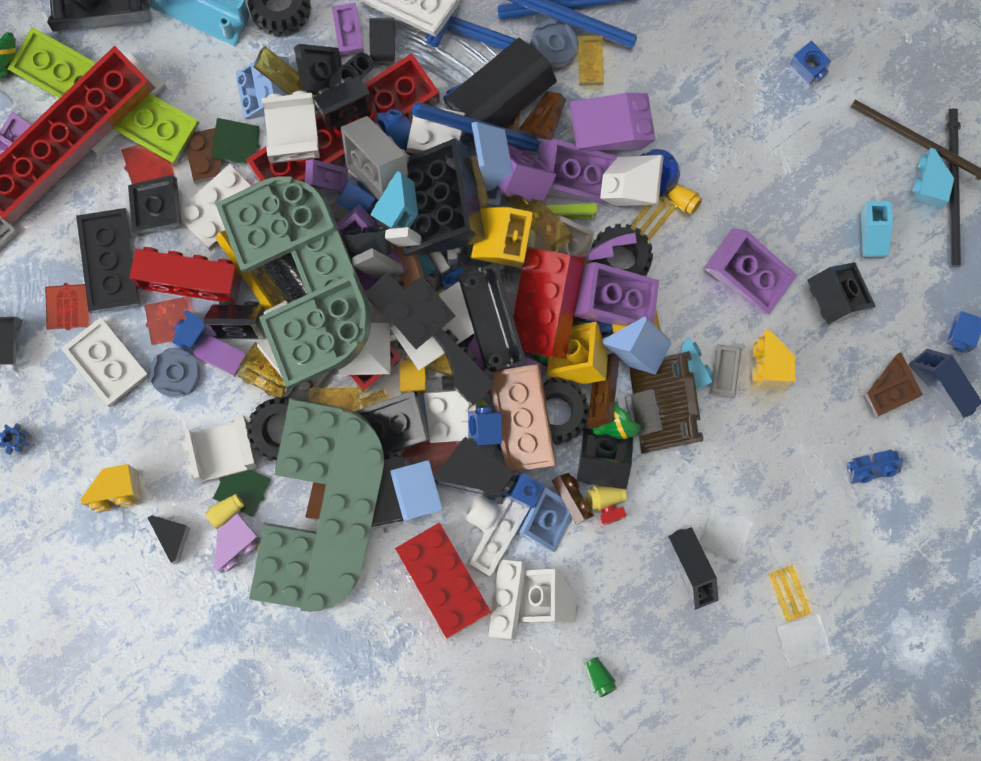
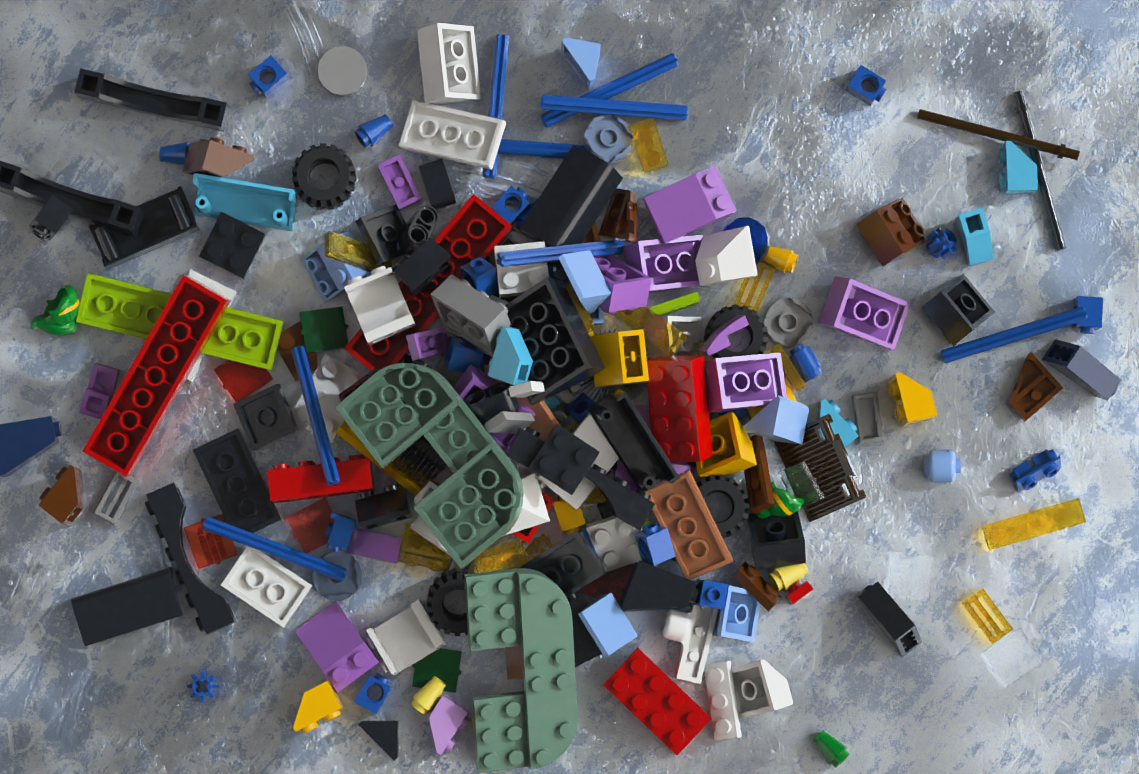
camera: 20 degrees left, 5 degrees up
(36, 267) = (169, 509): none -> black arch
(122, 328) = (274, 548): none -> blue axle
(153, 440) = (337, 647): none -> medium lavender slope
(161, 493) = (363, 698): none -> blue brick
(175, 42) = (232, 245): none -> black plate
(198, 213) = (315, 415): none -> blue axle
(443, 68) = (512, 193): none -> blue brick
(663, 303) = (788, 369): none -> clear yellow tile
(675, 260) = (788, 322): none -> light grey tile
(680, 301) = (805, 362): none -> blue brick
(785, 435) = (942, 466): none -> light blue head
(798, 202) = (892, 231): none -> reddish brown slope
(842, 226) = (941, 243): none -> blue gear
(858, 518) = (1033, 524): none -> clear yellow tile
(889, 330) = (1014, 334): none -> blue axle

